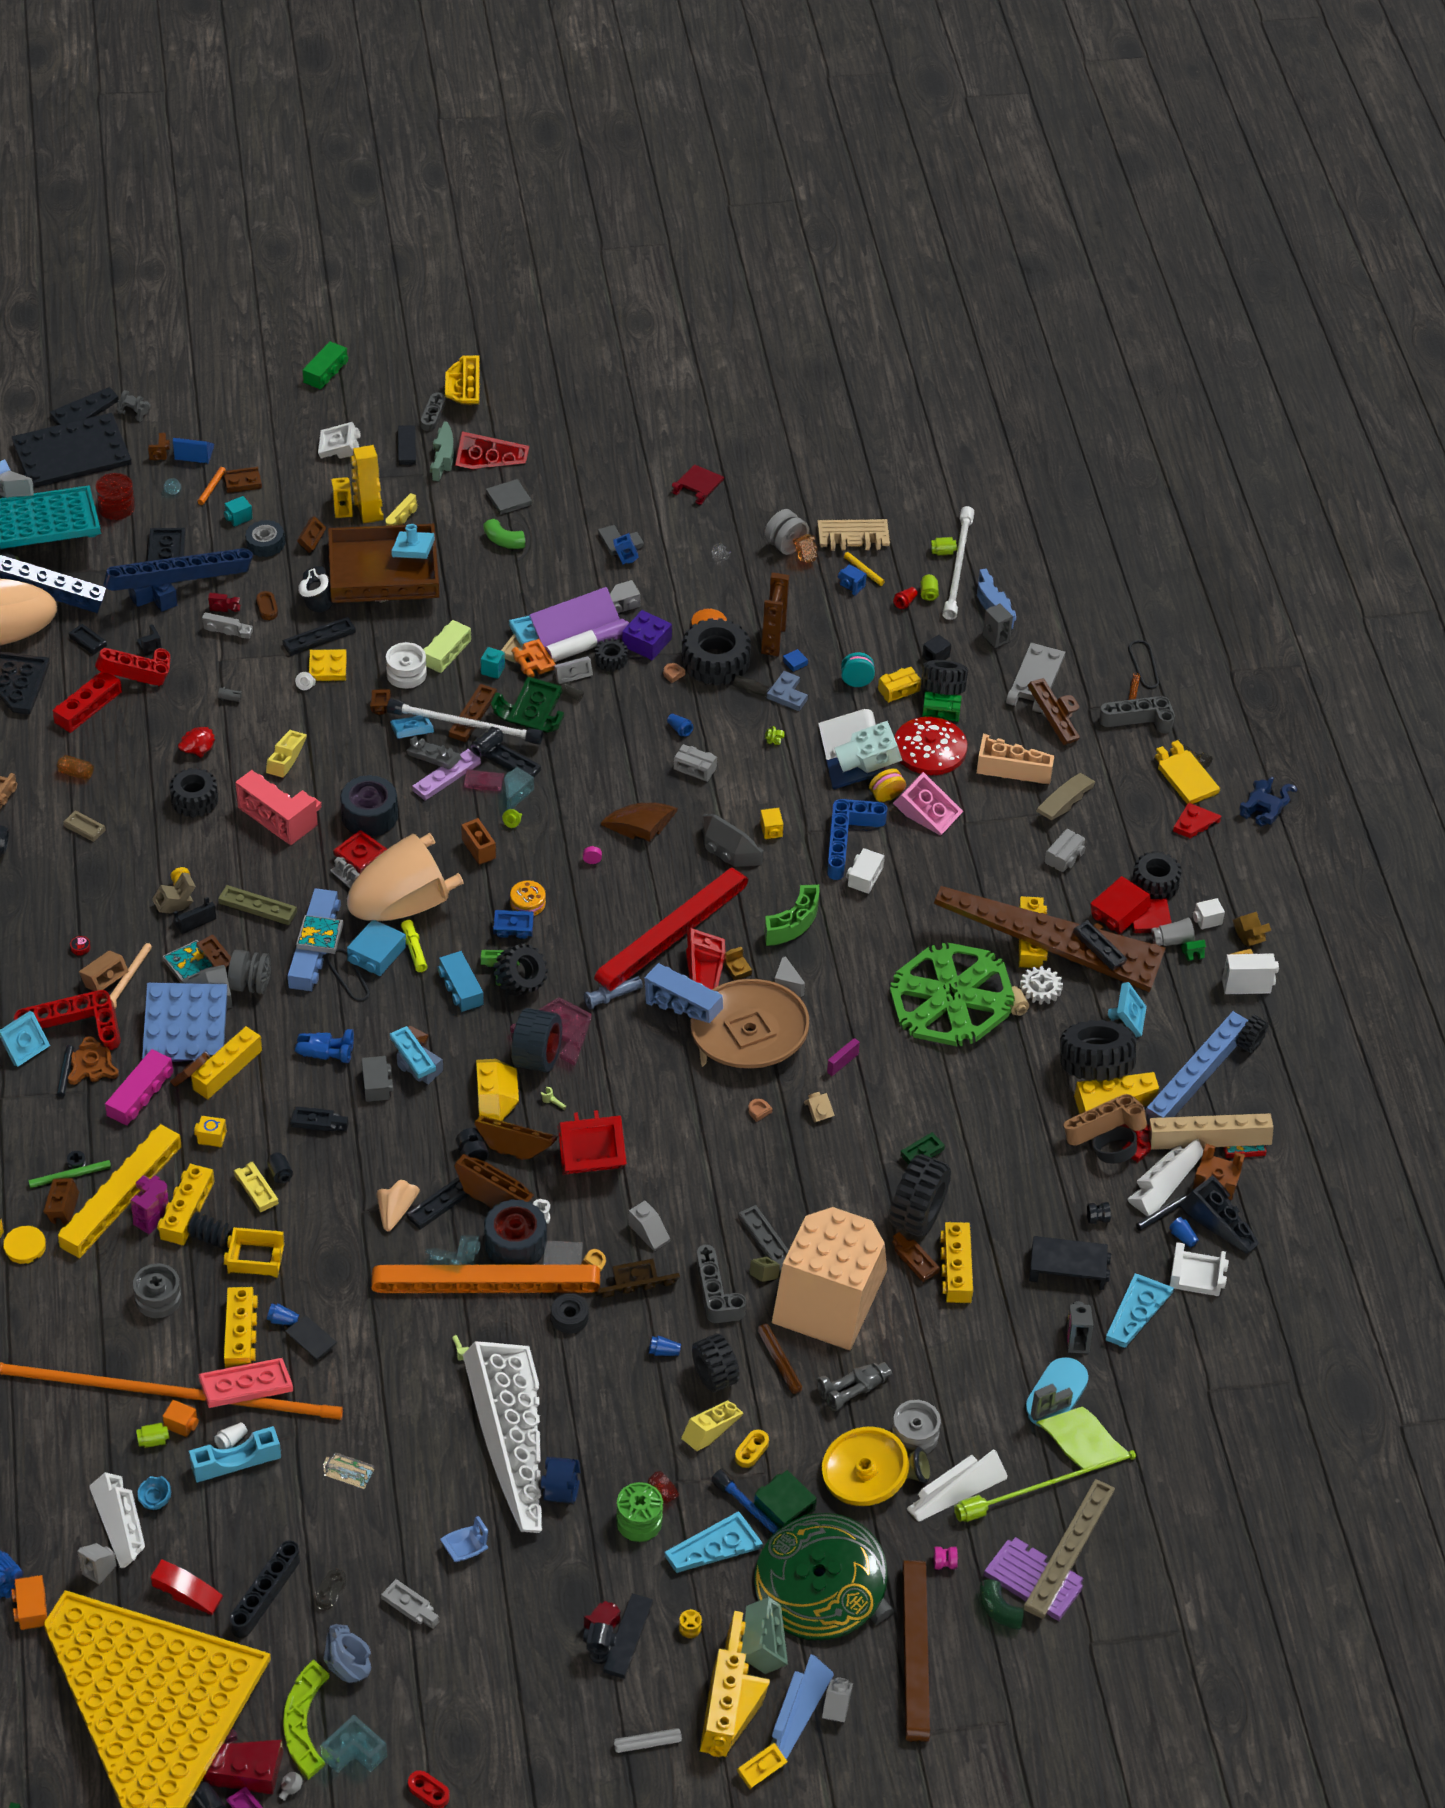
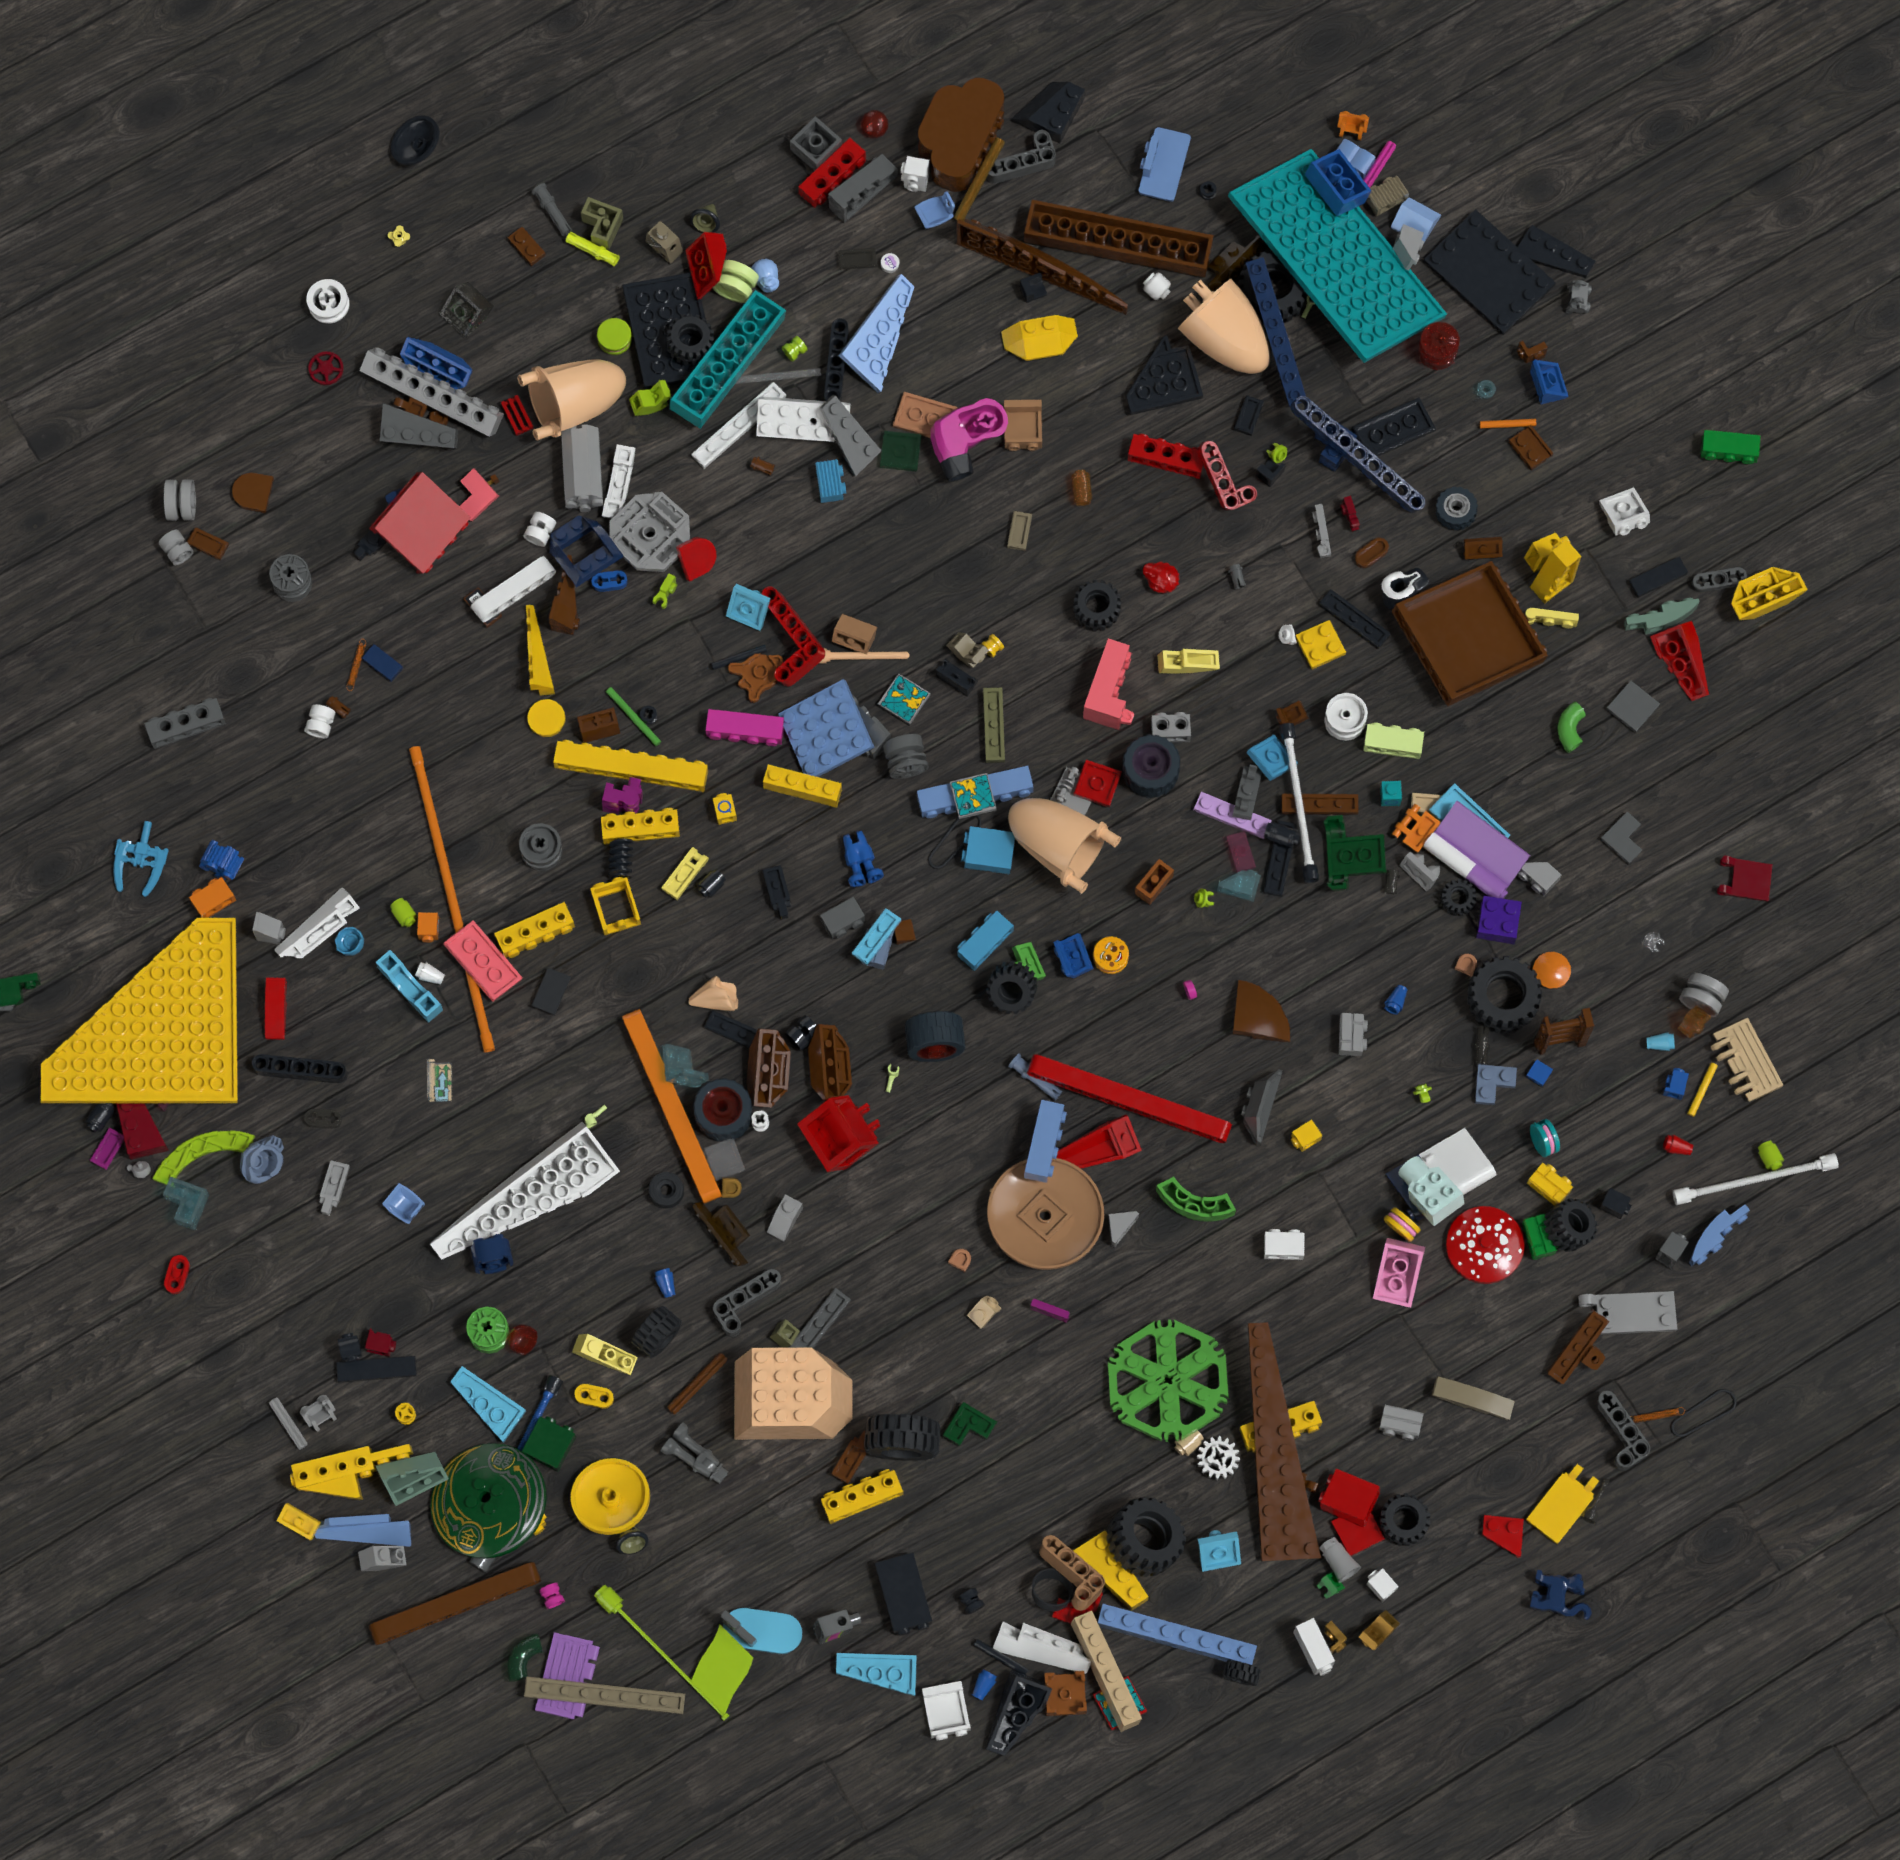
camera: 70 degrees right, 25 degrees up
(80, 945) = (880, 598): tile -> none
(135, 631) = (1278, 454): none -> lime plate
(190, 1069) = (779, 760): reddish brown tile -> none
(214, 952) = (912, 717): reddish brown hinge -> none
(238, 511) = (1480, 465): teal brick -> none
(281, 1315) = (563, 958): blue cone -> none
(337, 780) = (1170, 721): none -> light grey brick
(412, 543) = (1499, 650): medium azure tile -> none
(412, 941) = (1005, 884): neon yellow pin -> none
(496, 1088) = (878, 1022): yellow wedge -> none
(574, 1027) = (981, 1051): clear pink wing -> none
(622, 543) = (1605, 850): blue brick -> none
(651, 1703) = (318, 1412): none -> light grey piece
(736, 964) = (1119, 1173): pearl gold bracket -> none
(810, 576) = (1661, 1042): none -> medium azure cone
(847, 813) = (1327, 1206): blue beam -> none
(917, 1425) = (673, 1534): light grey wheel -> none
(929, 588) = (1701, 1164): lime brick -> none
(958, 1484) = (631, 1581): white wedge -> none
(1014, 761) = (1492, 1330): light nougat wedge -> none
(1099, 945) = (1278, 1495): black tile -> none

